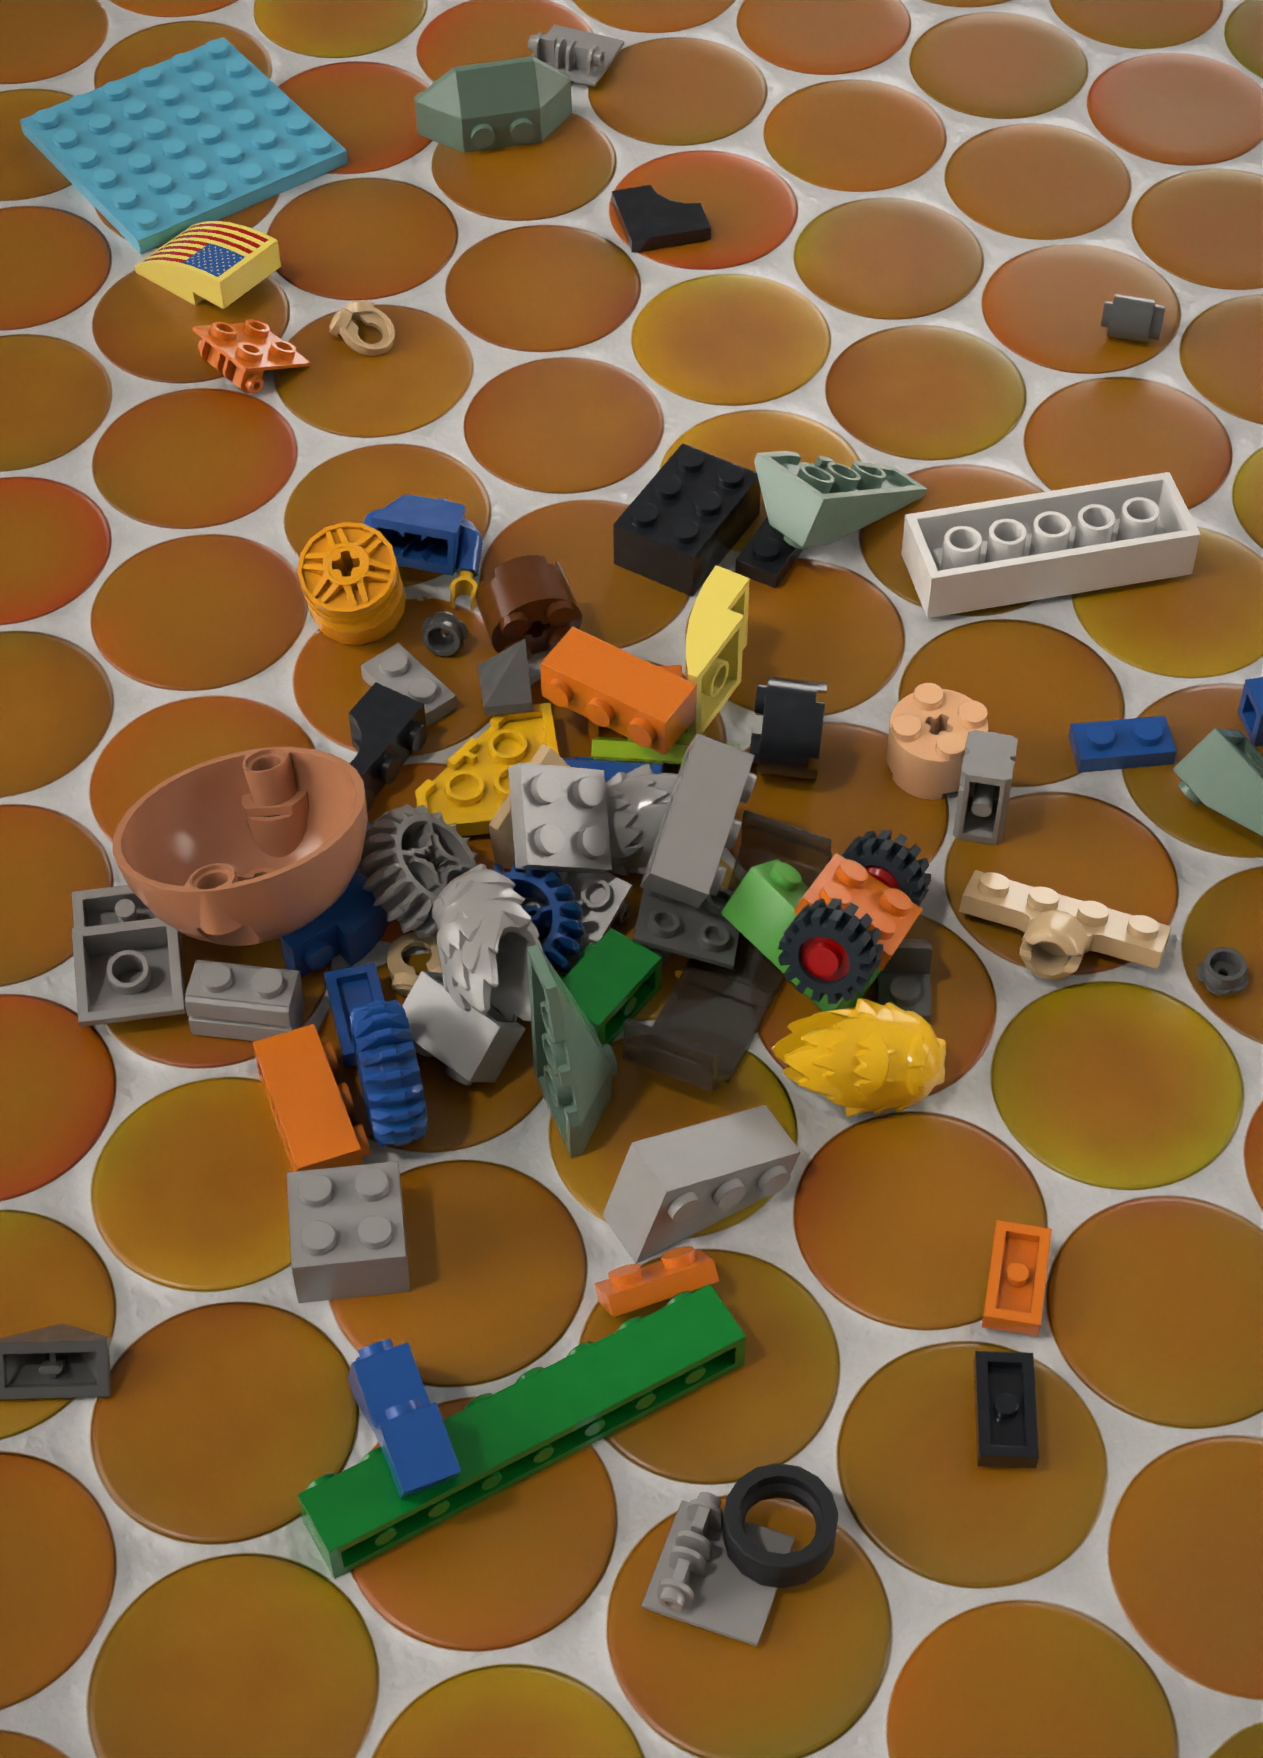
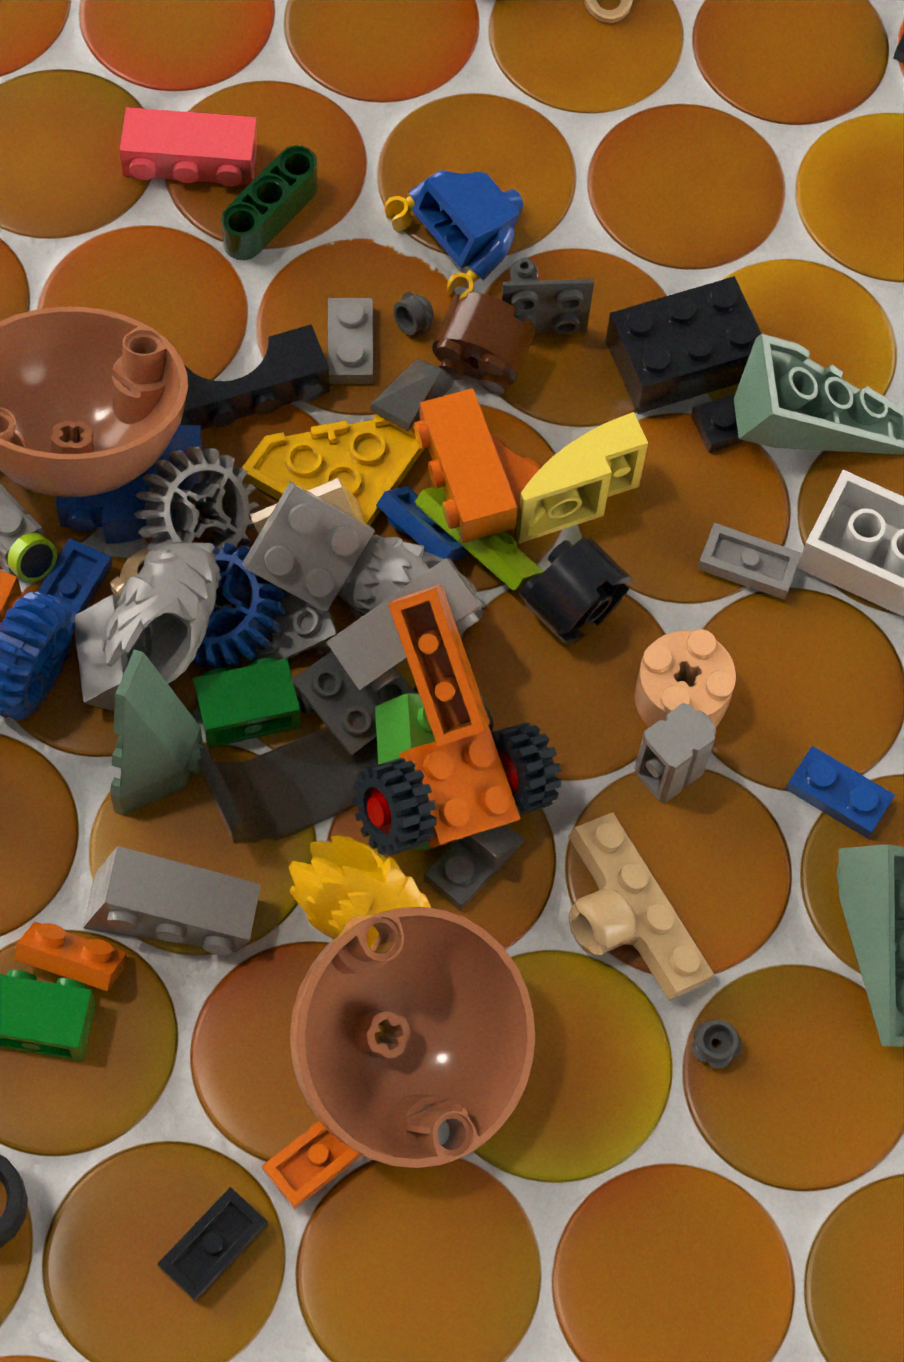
camera: 35 degrees right, 15 degrees up
(126, 629) = (188, 146): none -> coral brick
(240, 628) = (265, 220): none -> dark green beam
(312, 1000) = (32, 557): none -> tile
(355, 606) = (370, 248): light orange wheel -> none
(560, 540) = (549, 304): none -> dark grey hinge
(770, 812) = (439, 664): none -> orange brick
(890, 633) = (749, 561): none -> light grey plate
(1016, 1106) = (451, 1036): none -> nougat piece

